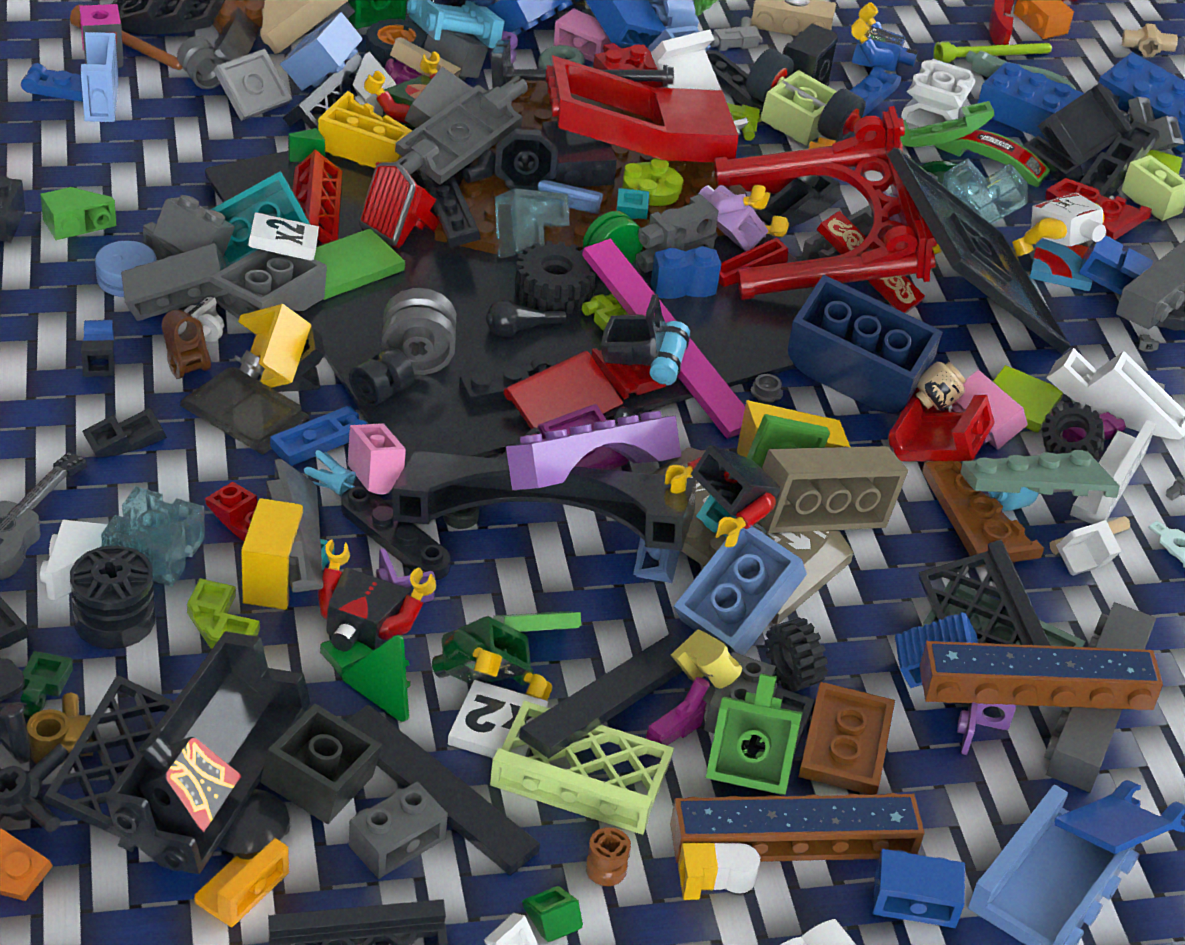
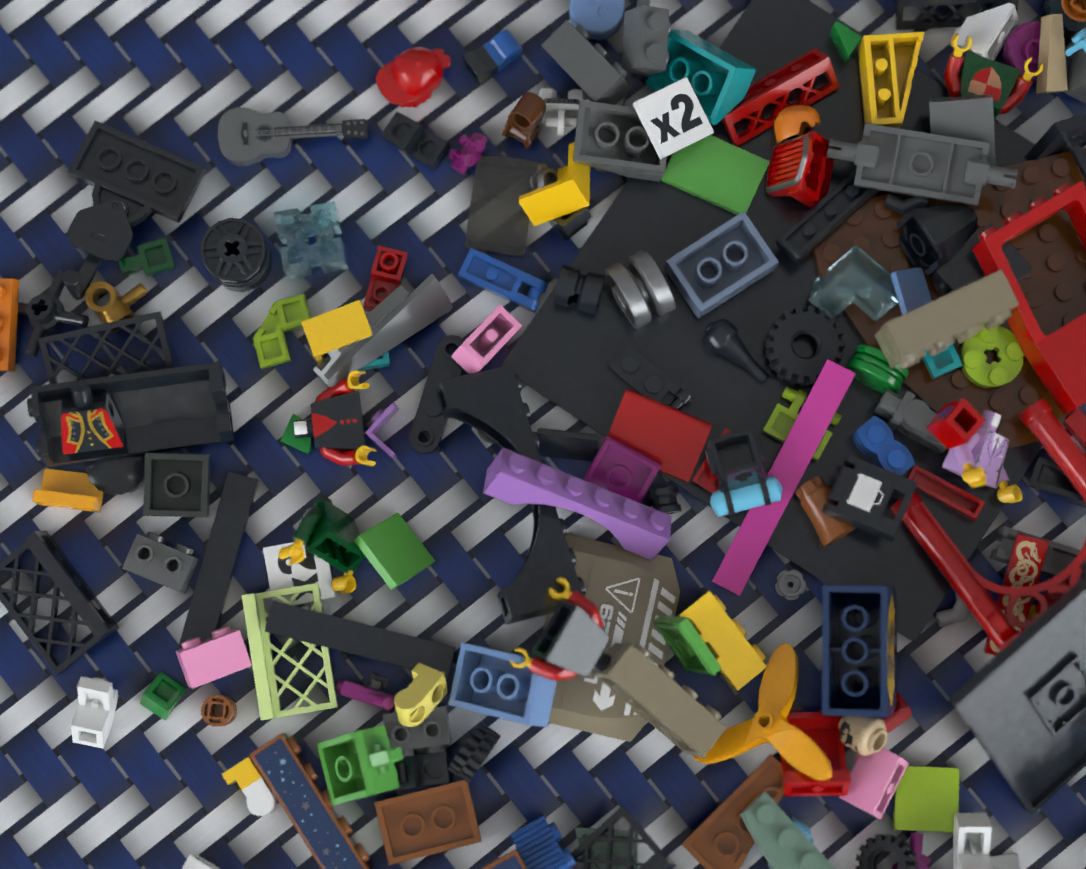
camera: 70 degrees right, 40 degrees up
(61, 400) = (412, 76): none -> red hair
(65, 548) = (264, 198): white slope -> none
(173, 402) = (469, 154): none -> magenta piece
(338, 481) = (462, 316): medium azure piece -> none
(350, 193) = (794, 120): none -> orange hair
(383, 678) = (283, 478): green piece -> none
(447, 269) = (721, 264): none -> sand blue brick
(544, 823) = (213, 657): none -> bright pink brick
(613, 154) = (946, 319): none -> dark tan brick
(664, 710) = (378, 681): none -> dark grey piece
(705, 183) = (955, 423): none -> red brick
(720, 326) = (813, 497): none -> dark orange plant
(729, 280) = (863, 494): none -> black container
(901, 435) = (770, 722): none -> light orange piece

